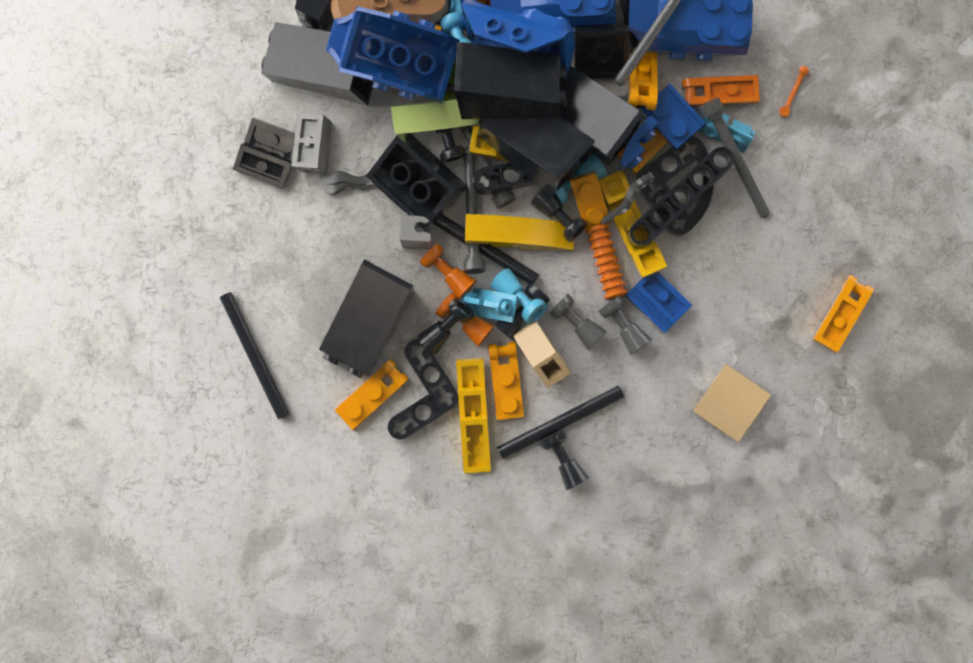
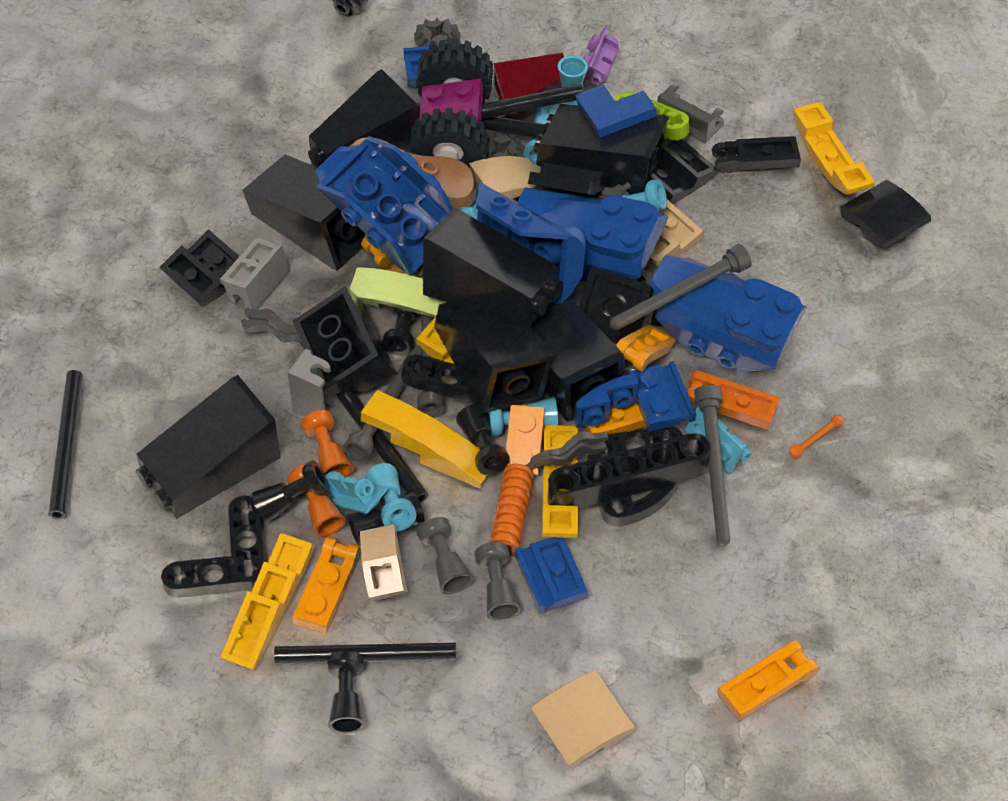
camera: 25 degrees right, 30 degrees down
(371, 395) = (167, 534): light orange plate -> none

